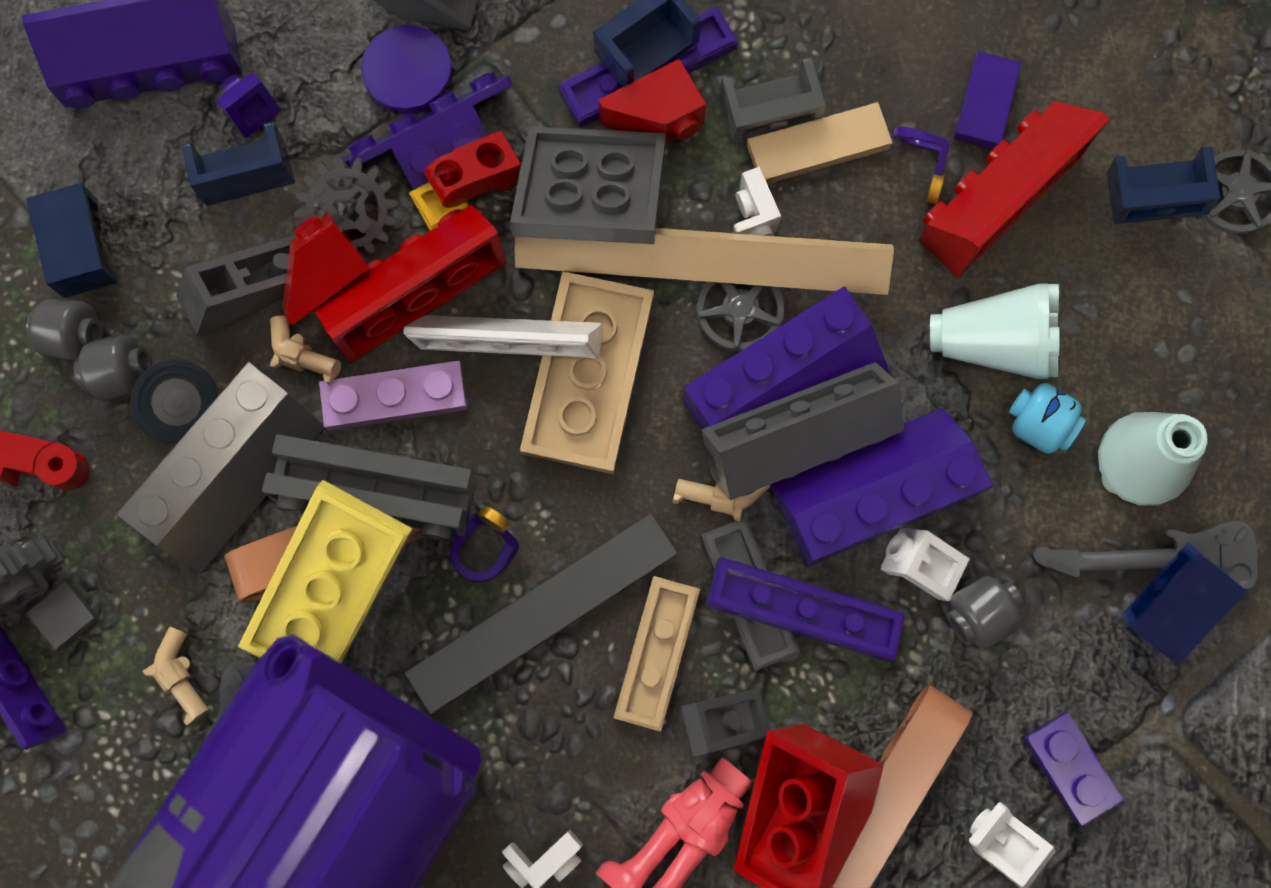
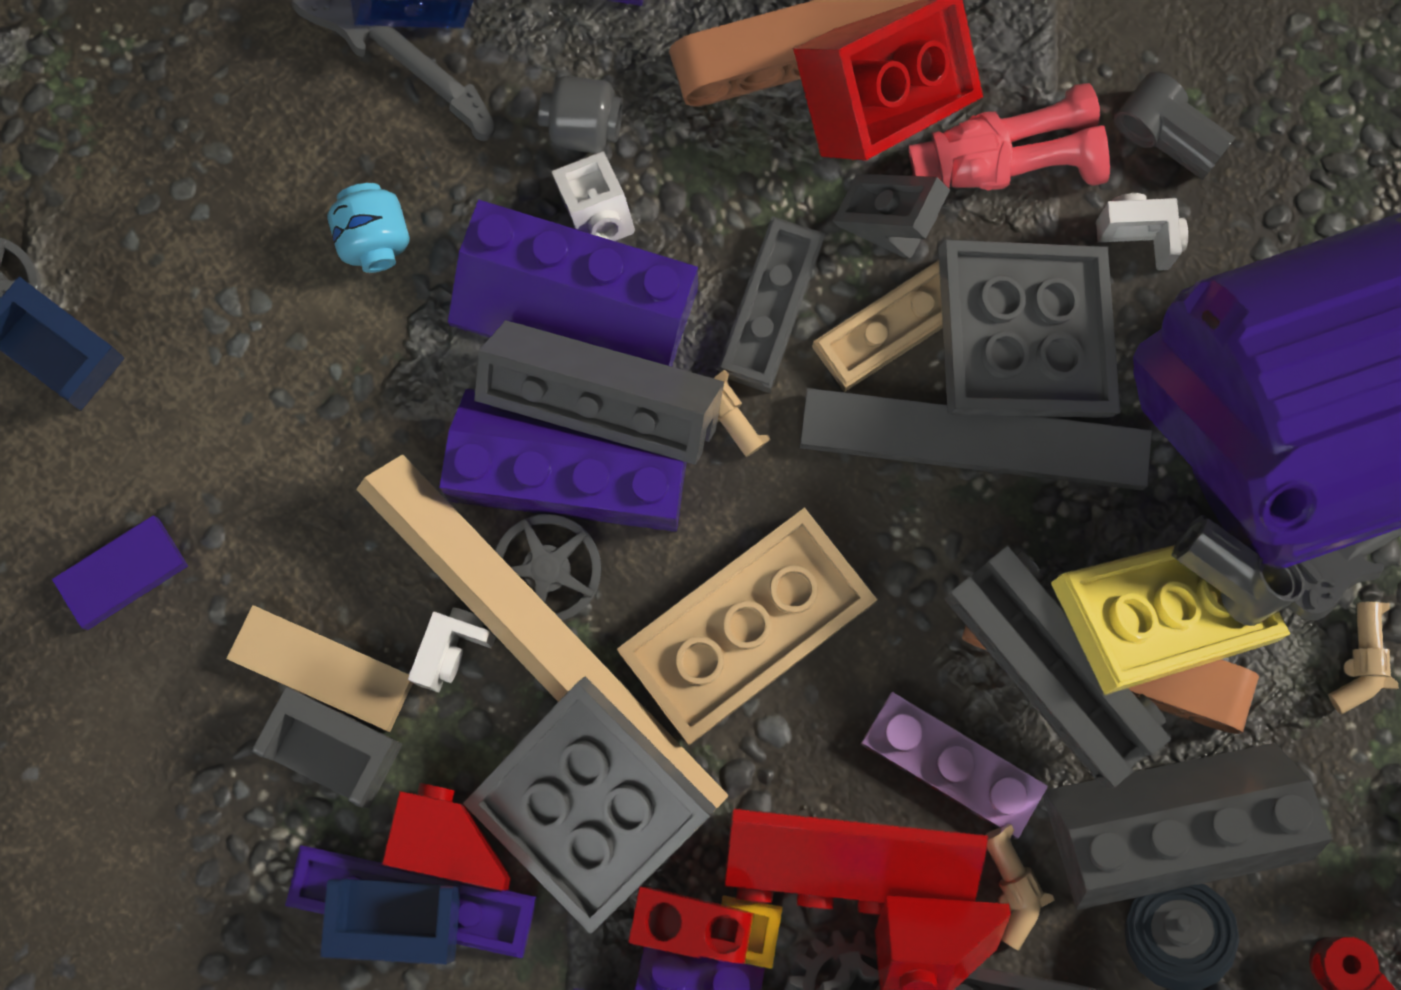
camera: 140 degrees left, 0 degrees up
(329, 635) = (1247, 586): none -> dark grey piece
(499, 523) = (957, 543): dark purple piece -> none
(506, 336) = (798, 725): white slope -> none
(564, 712) = (1028, 329): none -> dark grey plate
(805, 609) = (737, 246): dark purple tile -> none
(928, 141) = (221, 546): dark purple piece -> none
(1003, 331) = (331, 331): light aqua cone -> none
(1009, 184) = (185, 459): red slope -> none
(1151, 456) = (309, 120): light aqua cone -> none

